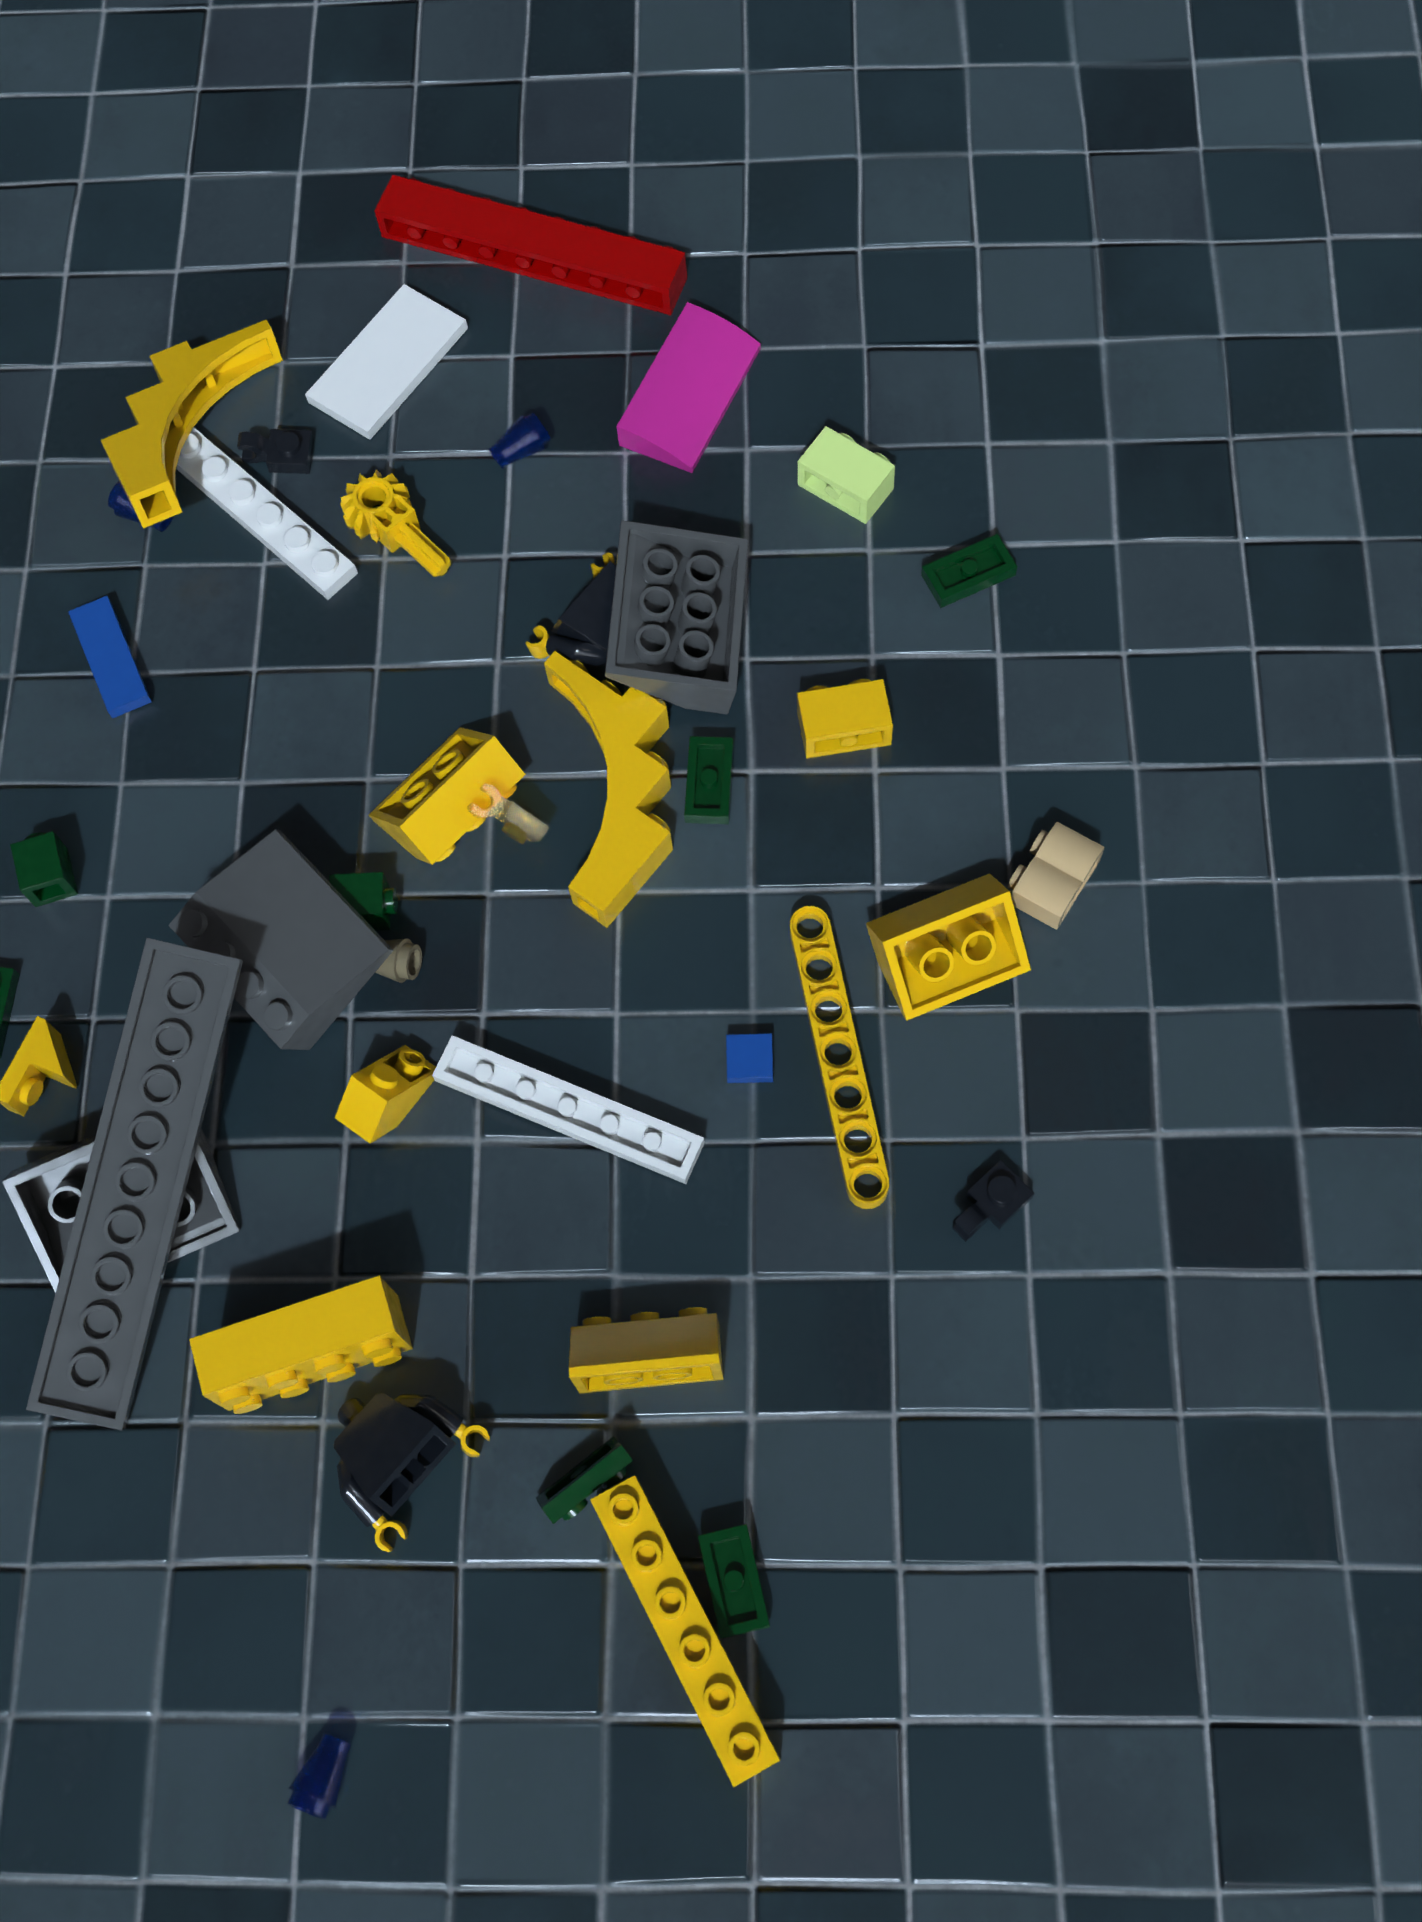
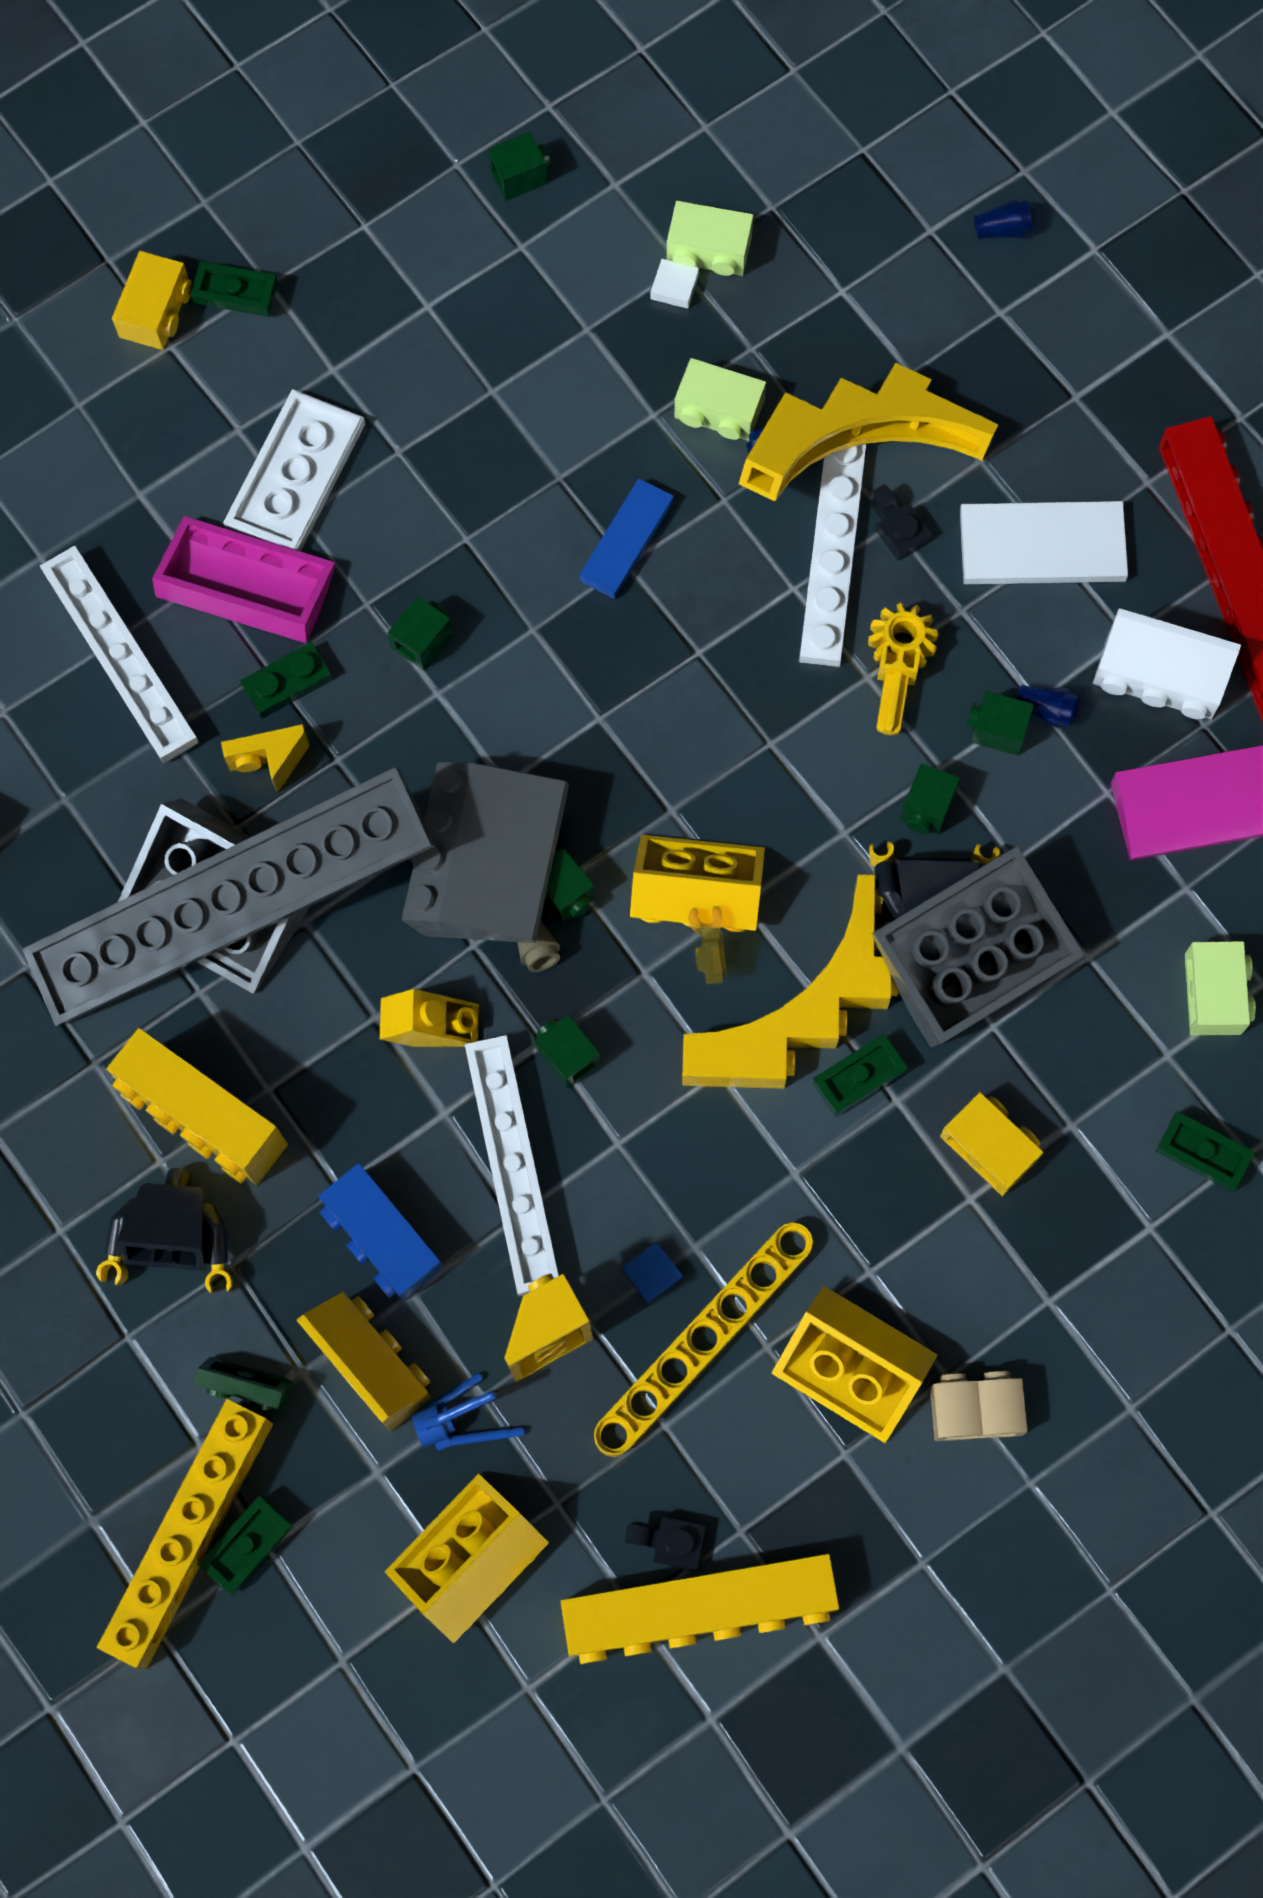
camera: 50 degrees right, 5 degrees up
(59, 506) = (719, 400): none -> yellowish green brick
(108, 213) = (1004, 221): none -> clear blue cone
(504, 995) = (566, 1050): none -> dark green brick
(506, 483) = (1000, 722): none -> dark green brick
(524, 575) = (929, 800): none -> dark green brick
(540, 1263) = (379, 1234): none -> blue brick
(559, 333) = (1166, 664): none -> white slope
(735, 1159) = (546, 1326): none -> yellow slope
(747, 1331) = (436, 1421): none -> blue plant
(885, 1384) = (466, 1558): none -> yellow slope
(1066, 1213) = (699, 1606): none -> yellow brick

